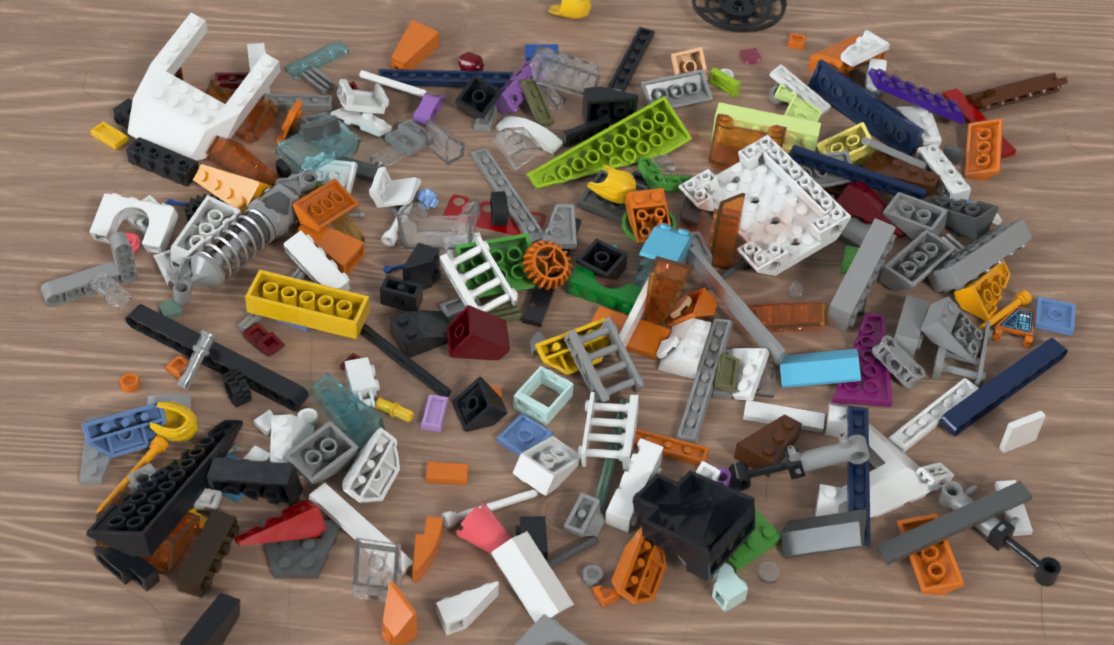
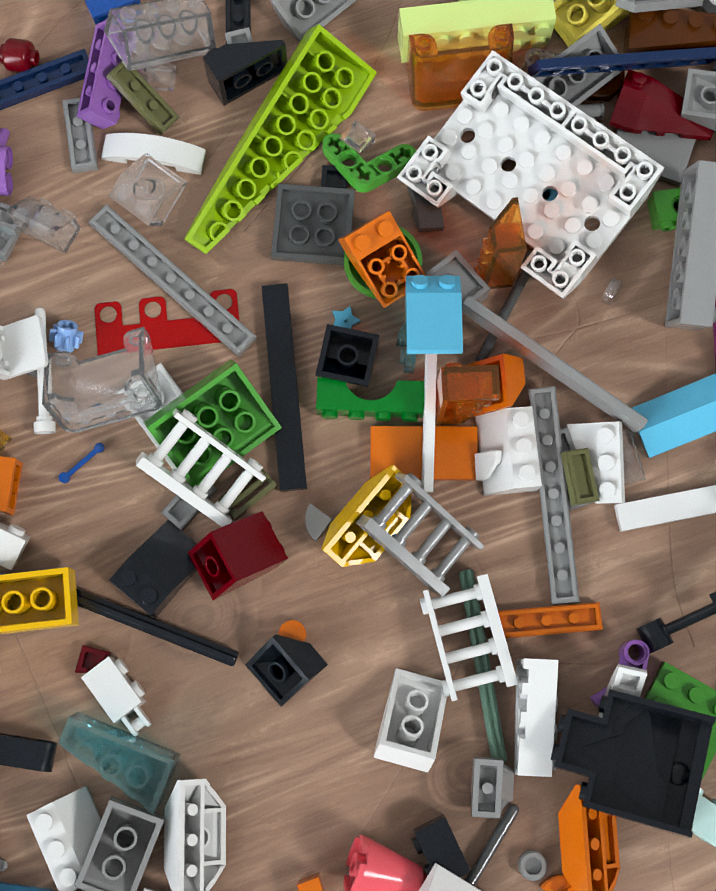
camera: 20 degrees left, 30 degrees up
(258, 454) = (35, 873): white tile -> none
(263, 422) = (19, 808): white tile -> none
(308, 415) = (71, 776): white tile -> none
(394, 409) = (178, 717): yellow axle -> none
(401, 294) = (104, 525): black brick -> none
(423, 266) = (112, 472): black slope -> none
(434, 413) = (231, 695): lavender tile -> none
(447, 473) = (288, 786): orange tile -> none
(450, 518) = (326, 859): white piece -> none
(477, 98) = (59, 126): black slope -> none
(499, 208) = (172, 318): black tyre -> none
(523, 434) = (362, 684): medium blue tile -> none
(525, 404) = (379, 584): light aqua window -> none
(539, 269) = (286, 420): orange gear -> none
(562, 227) = (270, 318): light grey wing -> none
(585, 131) = (231, 119): black tile -> none
(615, 185) = (319, 221): yellow hair -> none
(769, 443) = (676, 569): reddish brown wedge -> none
(792, 315) = (616, 338): clear orange slope -> none

